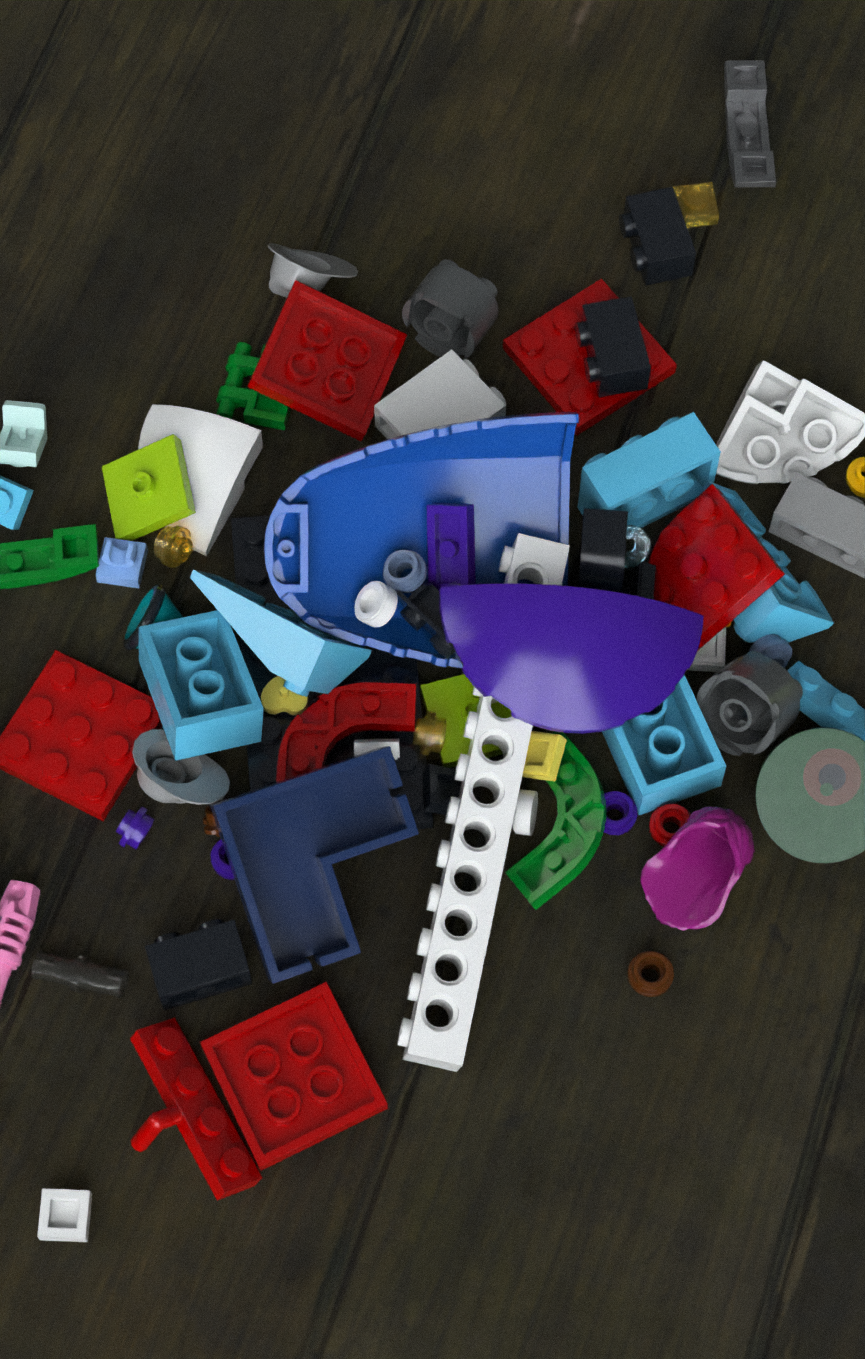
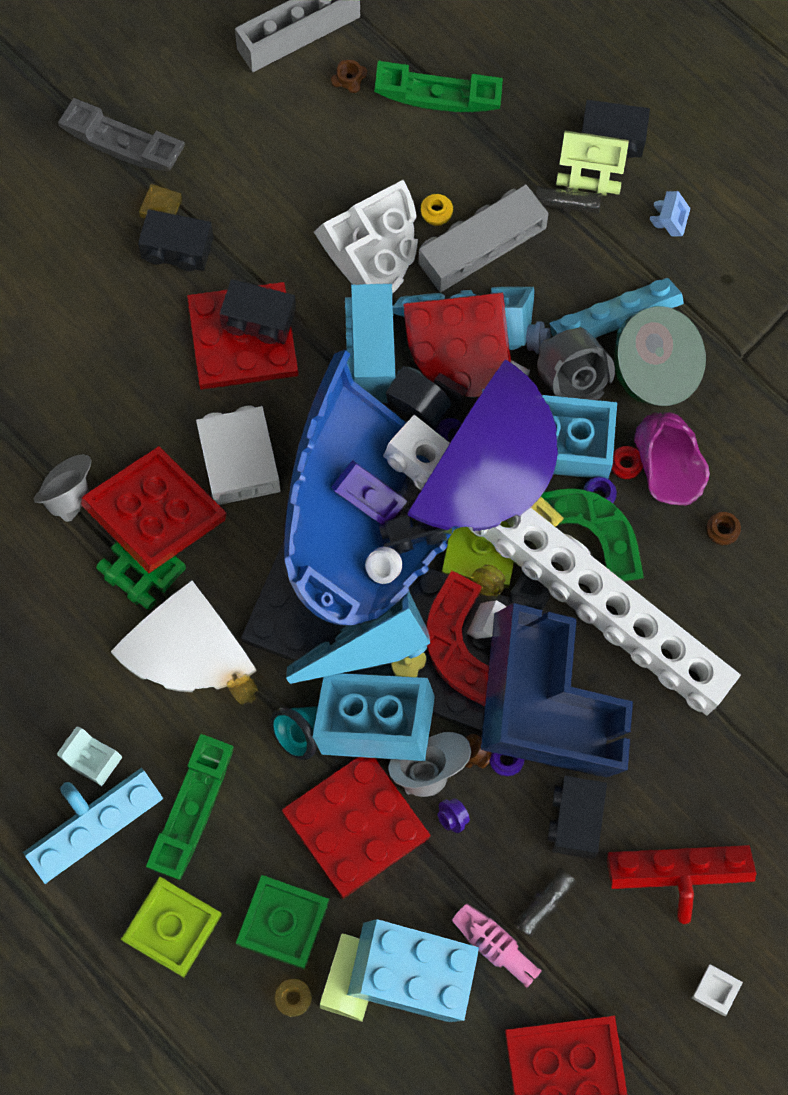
camera: 65 degrees left, 5 degrees up
(121, 562) = (233, 730): light blue tile -> none
(148, 489) = (187, 684): lime plate -> none
(293, 1076) = (688, 791): red plate -> none
(397, 563) = (364, 523): sand blue plate -> none
(451, 310) = (162, 404): dark grey brick -> none

